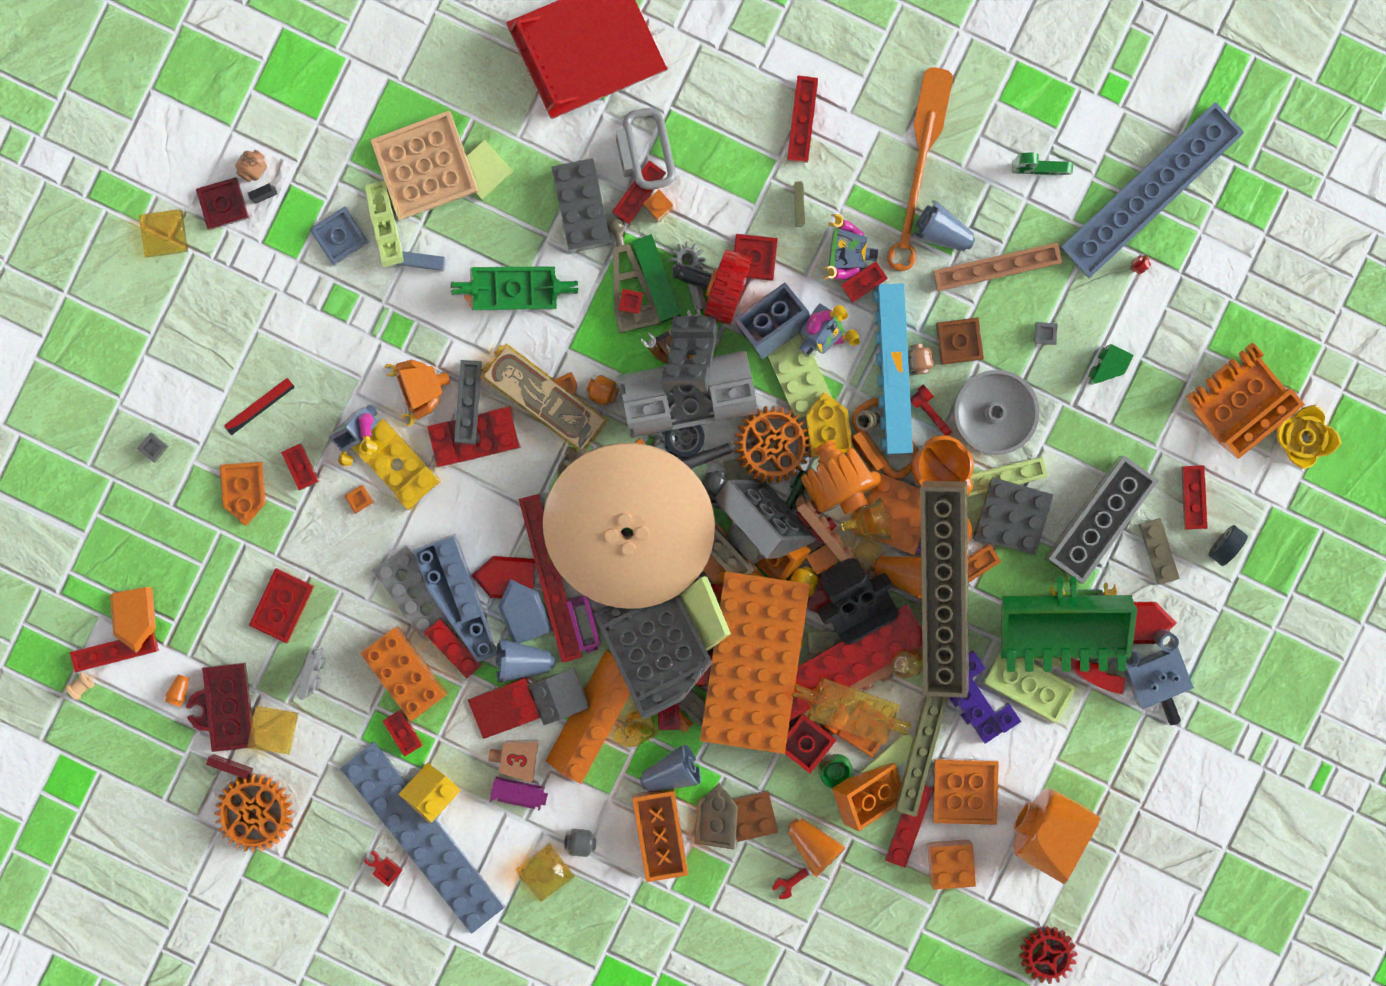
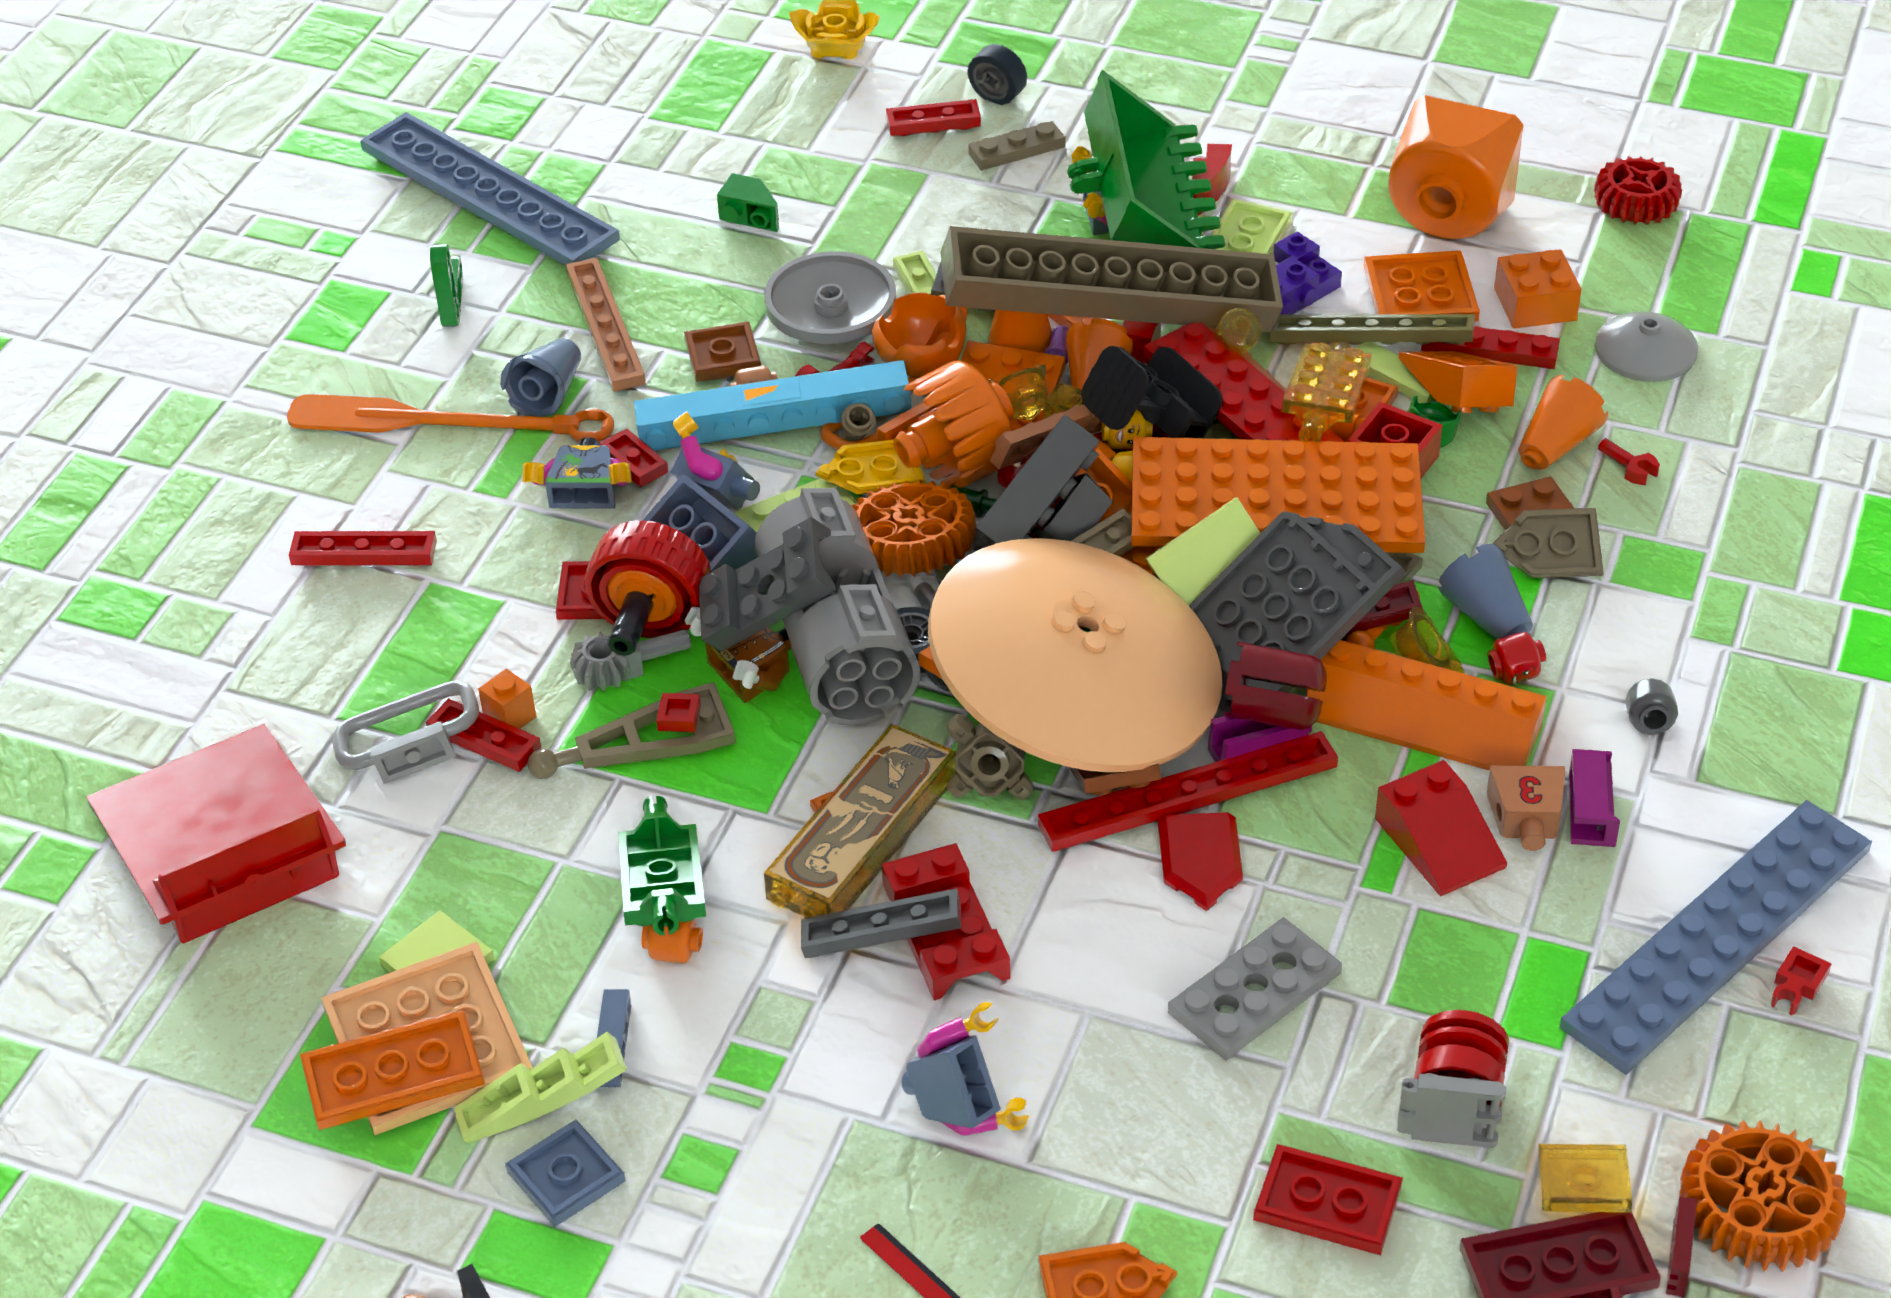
camera: 95 degrees left, 45 degrees down
(300, 466) = (1039, 1186): red plate -> none
(340, 684) = (1463, 1047): none -> red wheel
(359, 499) = (1090, 1091): orange tile -> none
(399, 148) = (391, 1069): none -> orange tile
(402, 732) = (1529, 974): red plate -> none
(404, 673) = (1414, 975): orange brick -> none
(413, 479) = (1043, 1007): yellow piece -> none
(419, 387) = (859, 999): orange torso -> none
(429, 792) = (1631, 909): yellow slope -> none
(452, 648) = (1348, 912): red plate -> none
(455, 593) = (1239, 905): sand blue wedge -> none
(521, 661) = (1351, 815): sand blue cone -> none
(523, 613) = (1262, 821): sand blue tile -> none
(544, 872) = (1720, 757): clear yellow slope -> none
(559, 696) = (1397, 745): dark grey slope -> none
(581, 205) = (507, 803): dark grey brick -> none
(588, 633) = (1278, 668): none -> dark red cylinder
(602, 390) = (839, 749): orange head -> none
(625, 776) = (1516, 658): none -> red head
(656, 278) = (635, 692): green slope -> none
(660, 835) = (1603, 600): orange brick -> none
(799, 204) = (505, 537): olive tile -> none
(892, 907) = (1646, 346): none -> light grey dish
(1045, 333) = (705, 268): flat silver plate -> none
(1101, 519) = (977, 186): light grey brick -> none
(1140, 264) = (597, 189): red plate -> none
(1159, 676) = (1213, 117): sand blue piece -> none
(1243, 402) = (800, 77): orange slope -> none

